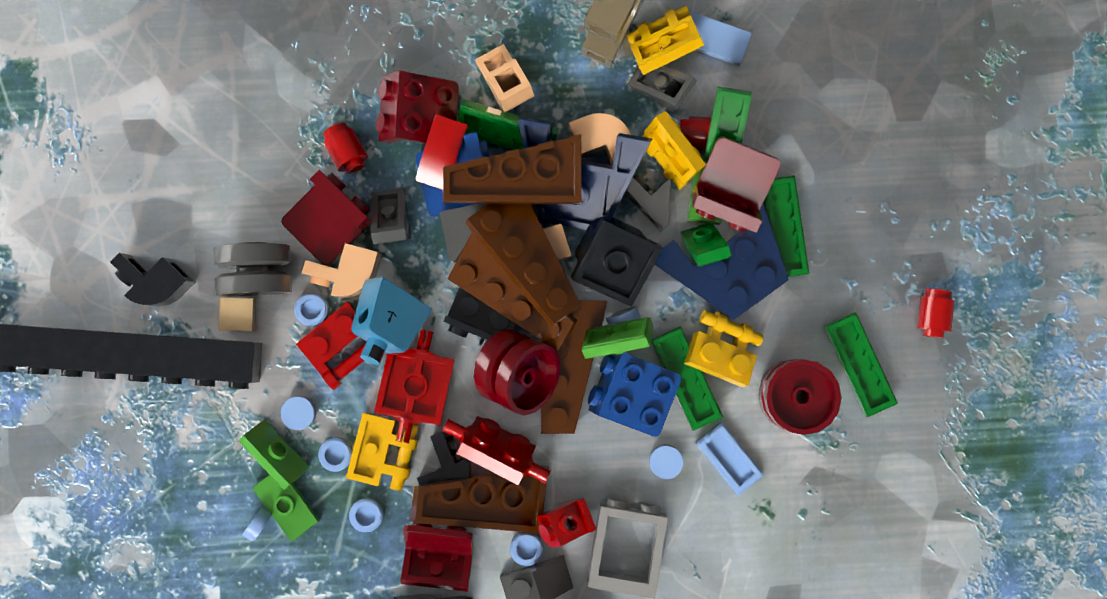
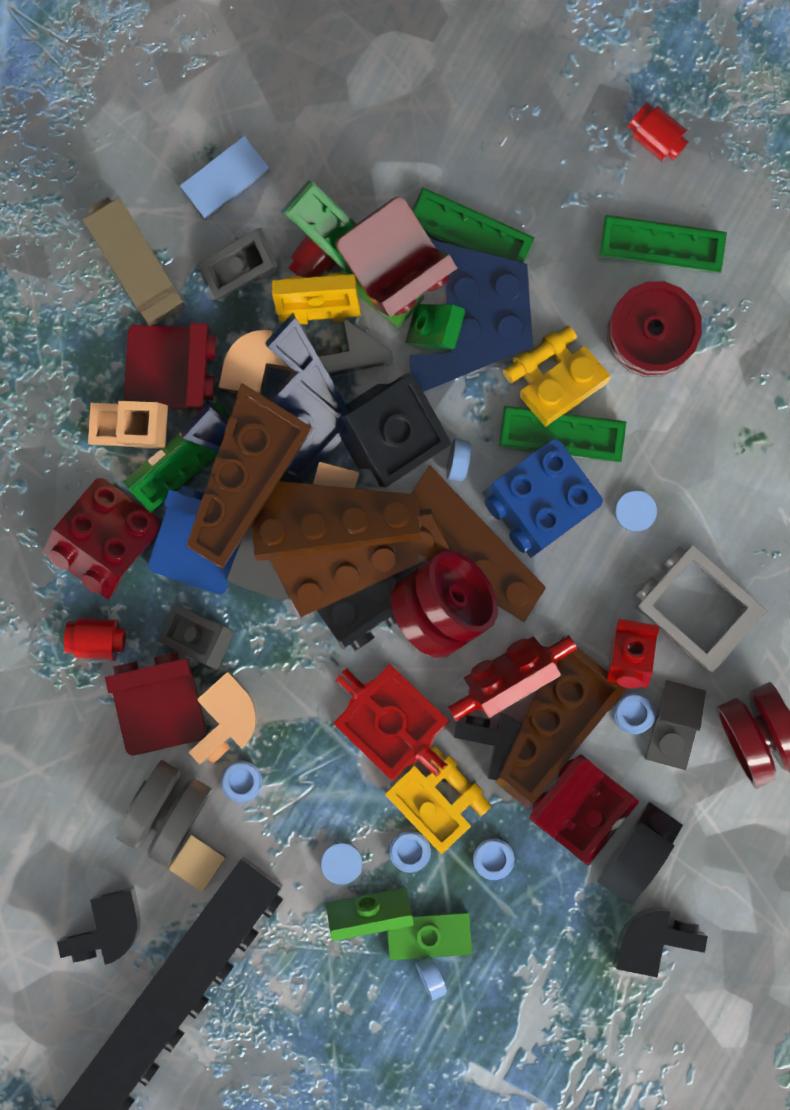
camera: 55 degrees left, 0 degrees up
(328, 341) = (285, 776): red plate -> none
(387, 319) = (304, 704): dark azure torso -> none
(440, 150) = (164, 539): red slope -> none
(563, 81) = (170, 365): none -> dark red bracket
(617, 338) = (475, 478): bright green plate -> none
(664, 39) = (194, 232): yellow plate -> none
(729, 458) = (674, 442): light blue tile -> none

